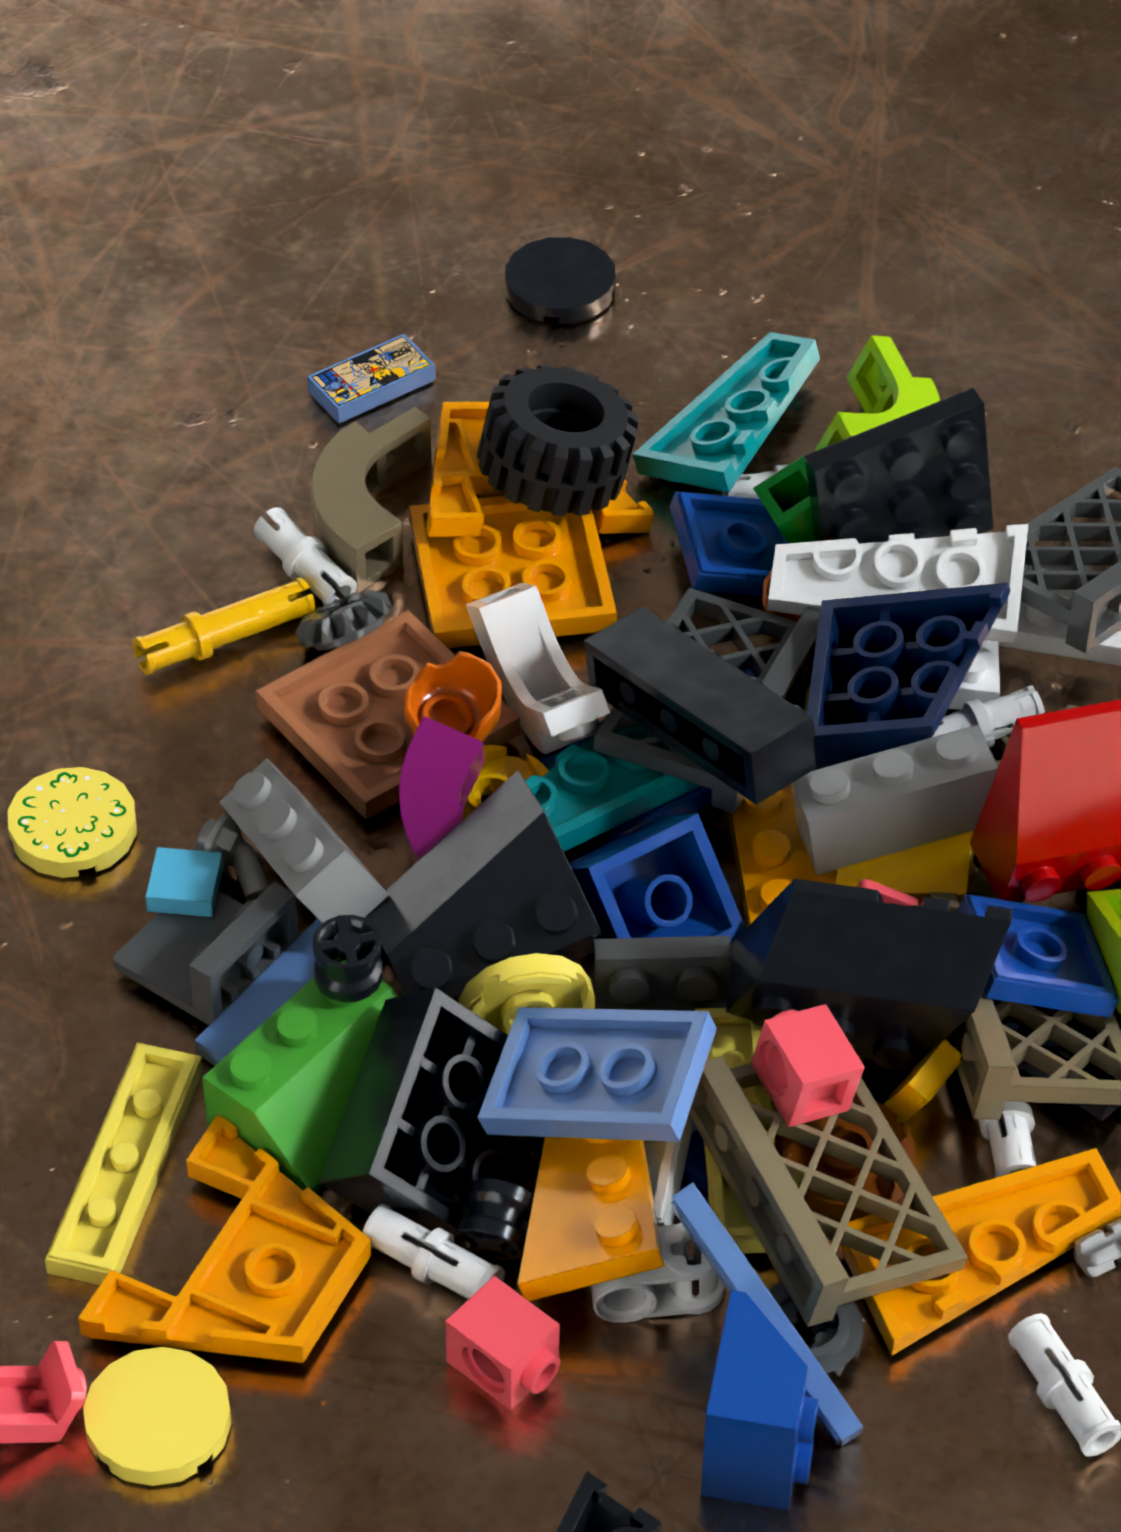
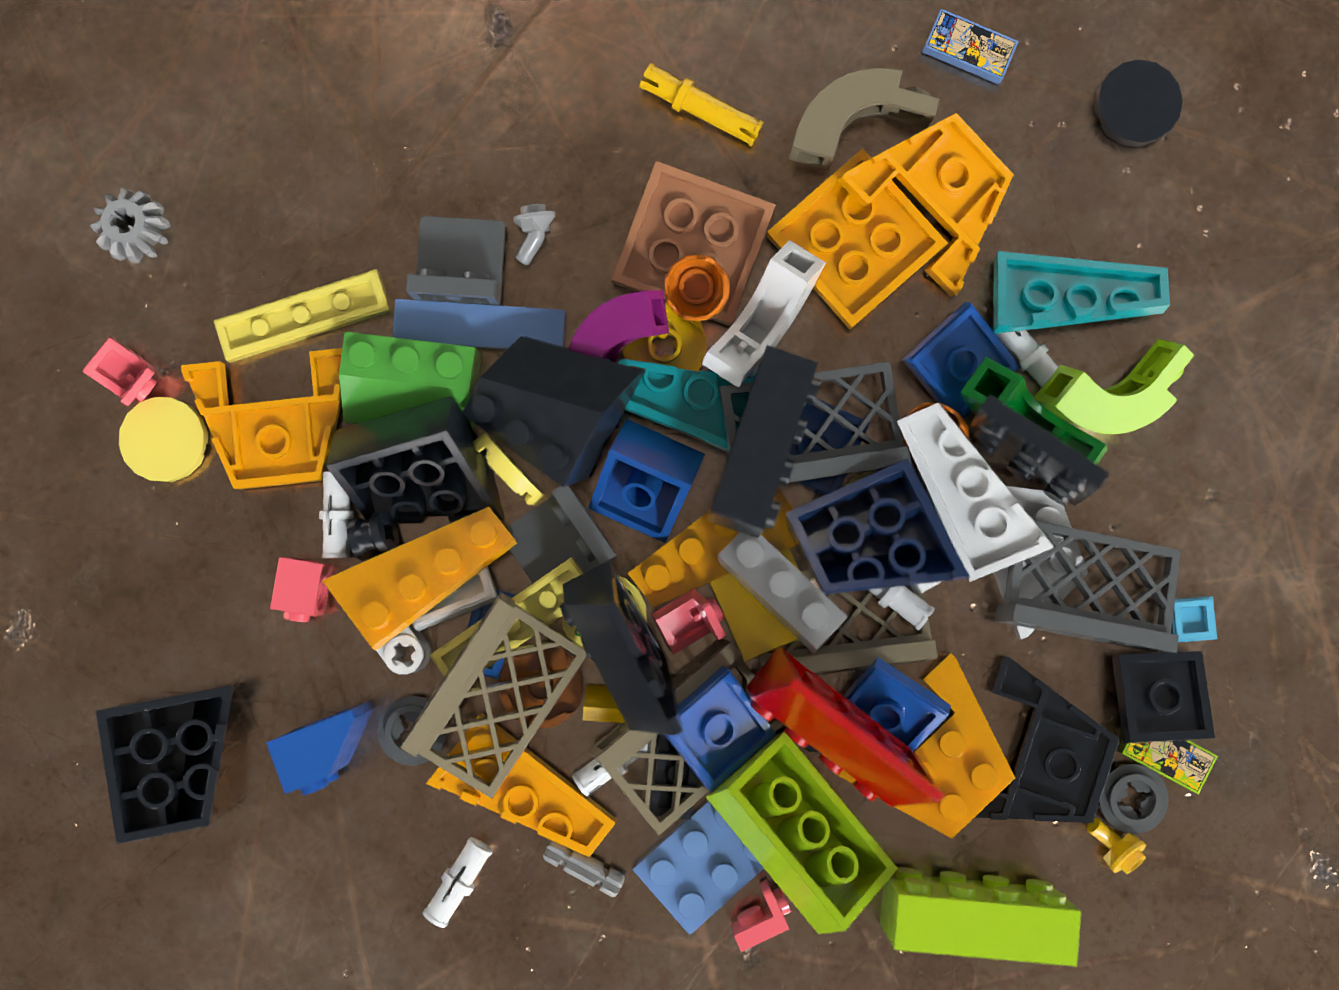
camera: 55 degrees right, 40 degrees up
(72, 821) = (506, 123): light yellow tile -> none
(184, 882) = (490, 220): medium azure tile -> none
(301, 845) = (537, 275): light grey brick -> none
(304, 556) = (785, 113): white pin -> none
(344, 620) = (734, 169): dark grey gear -> none
(359, 944) = (444, 356): black wheel -> none
(557, 440) = (987, 203): black tyre -> none
(598, 1073) = (461, 548): medium blue plate -> none
(739, 1275) = (378, 720): medium blue tile -> none
(807, 1065) = (539, 656): coral brick -> none

